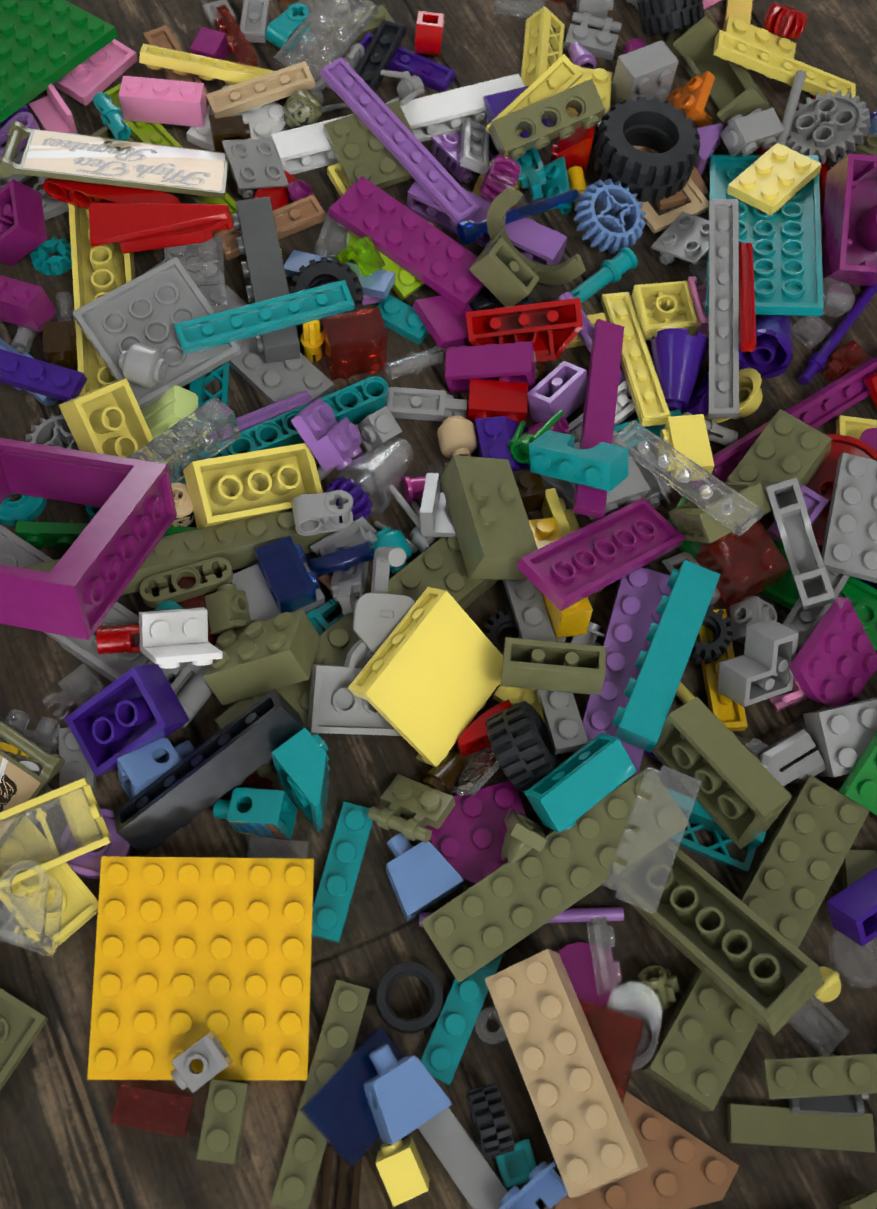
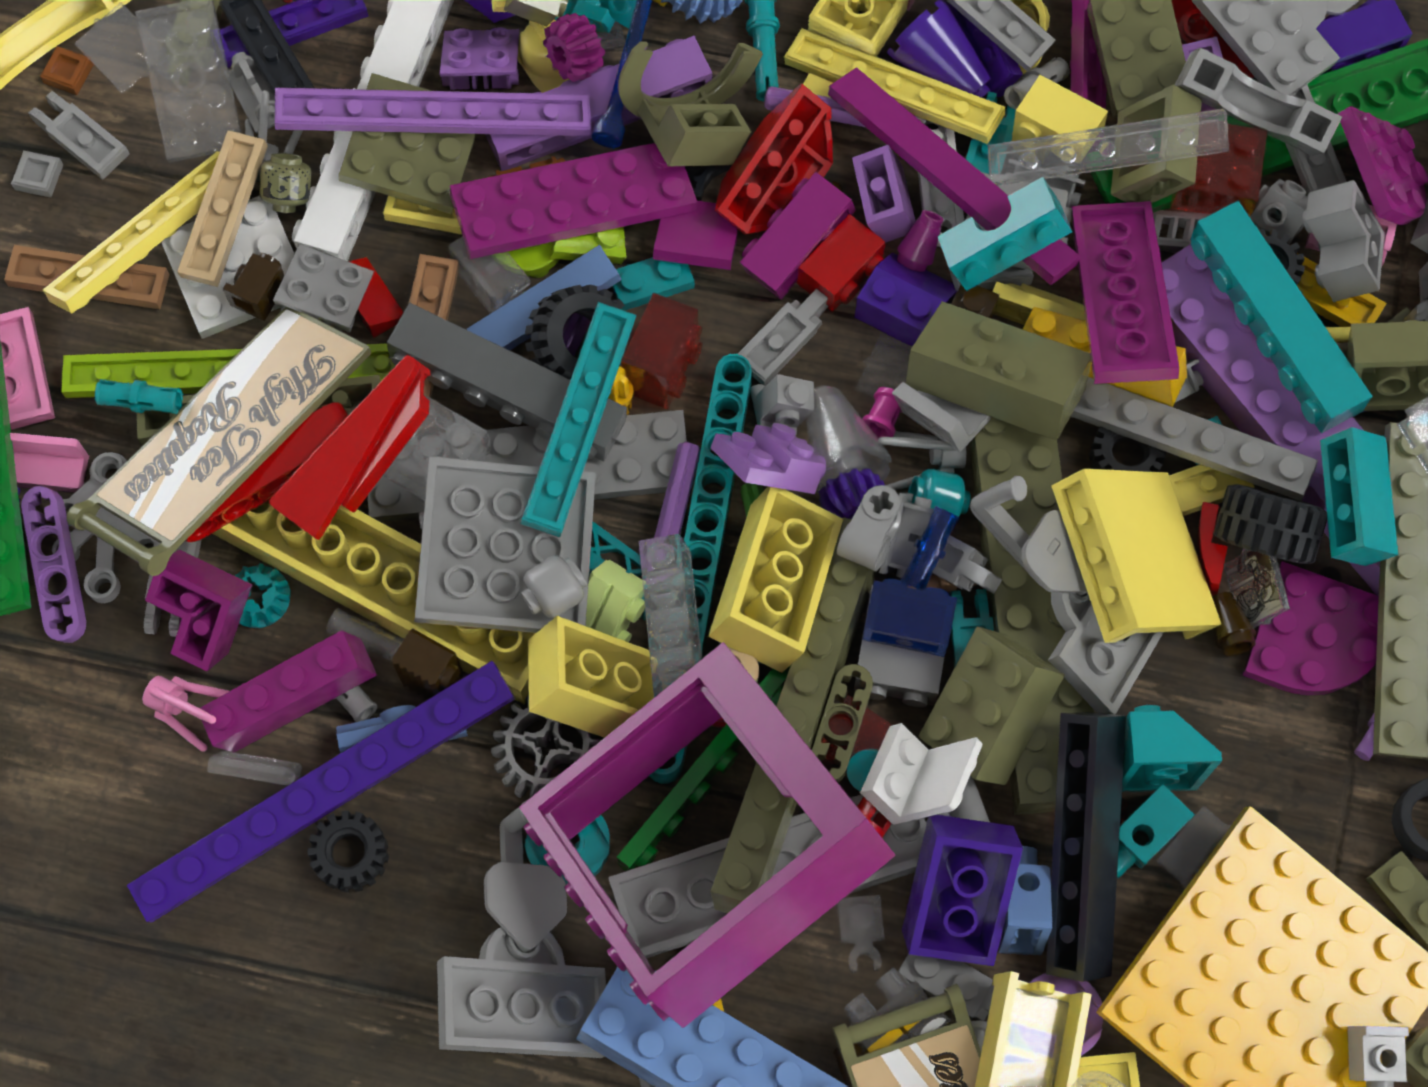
camera: 45 degrees left, 5 degrees up
(163, 101) = (149, 324): bright pink brick -> none
(210, 44) = (91, 218): magenta brick -> none
(227, 609) = (903, 702): olive brick -> none
(235, 38) = (104, 183): clear red plate -> none
(286, 24) = (137, 113): teal piece -> none
(299, 190) = (392, 266): magenta plate -> none
(341, 872) = (1253, 786): teal plate -> none
(364, 254) = (552, 258): clear neon green panel -> none
(408, 87) = (342, 48): light grey plant -> none
(414, 362) = (720, 309): clear pin -> none
(414, 800) = (1244, 669): olive plate -> none
(419, 876) = (1321, 723): medium blue torso -> none
(457, 437) = (856, 333): tan head -> none
(474, 147) = (490, 38): light grey tile -> none
(520, 443) = (933, 268): green plant -> none
(521, 837) = (1364, 592): olive tile -> none
(553, 666) = (1225, 430): olive brick -> none

